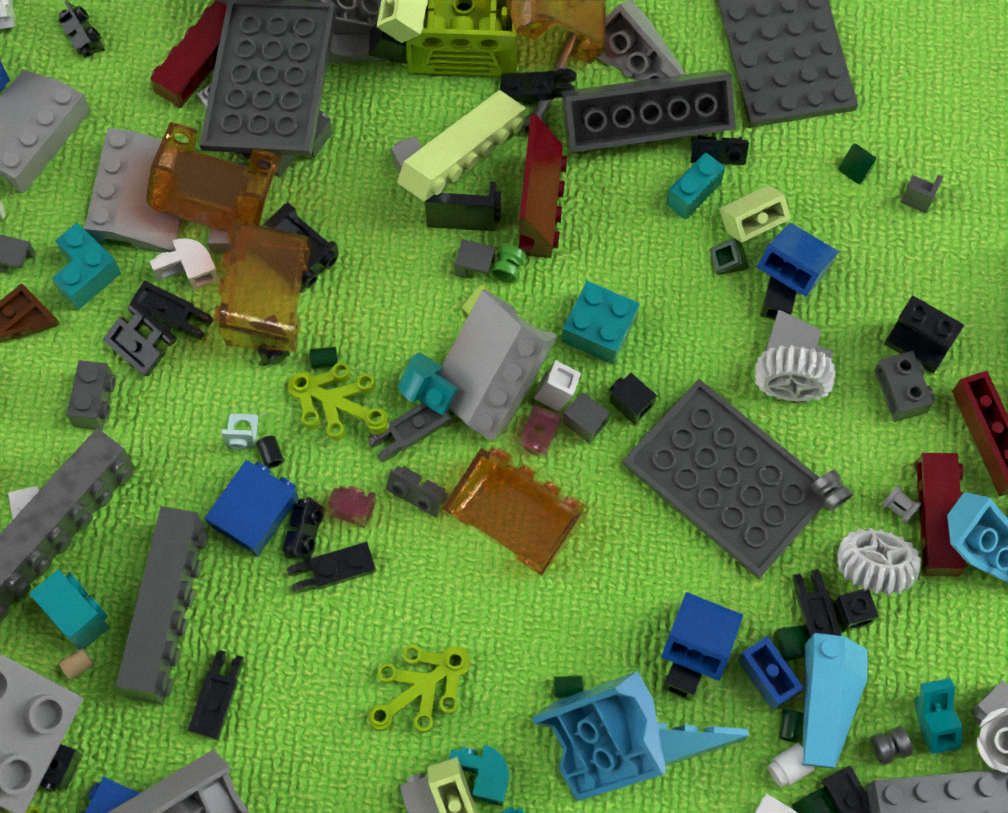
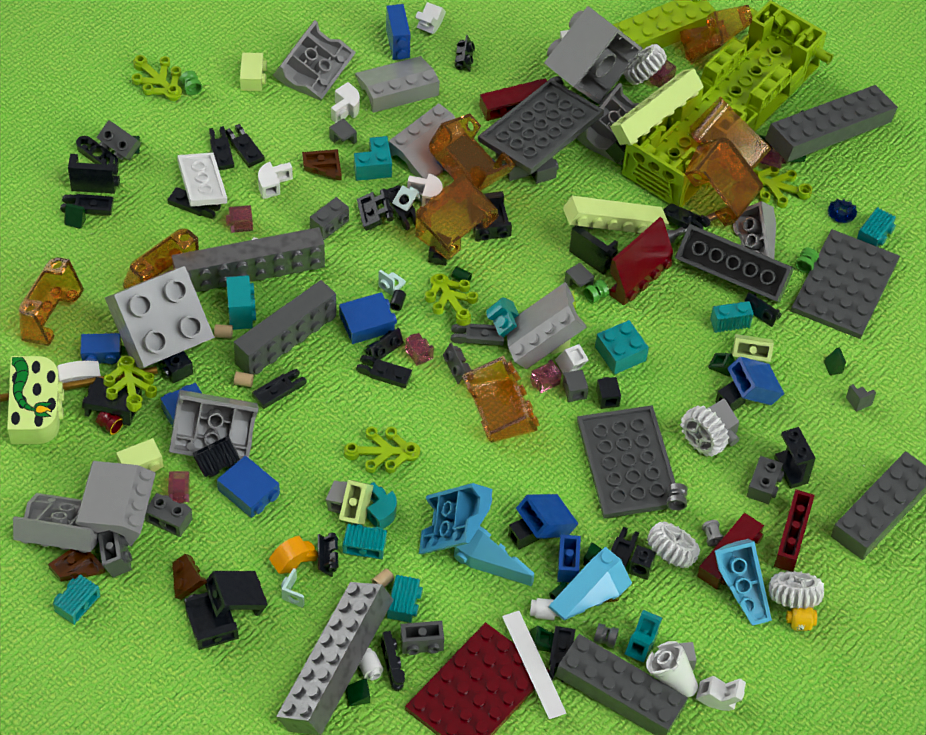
camera: 35 degrees right, 15 degrees down
(159, 716) = (243, 379): none -> tan hinge
(171, 284) = (411, 192): none -> light aqua bracket
(720, 45) = (806, 260): none -> bright green wheel

